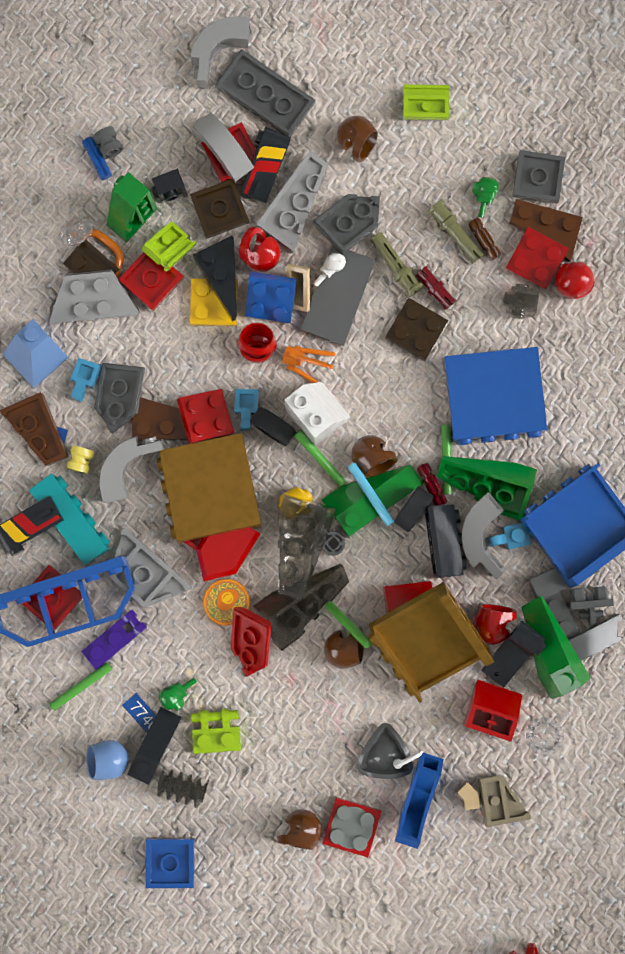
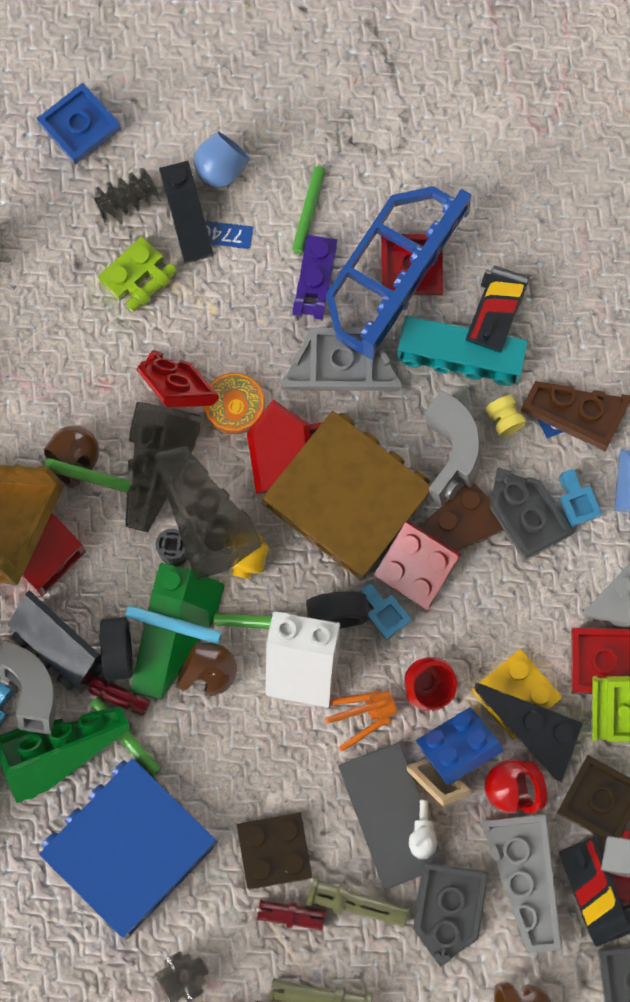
camera: 145 degrees right, 10 degrees down
(172, 695) = (209, 272): green piece -> none

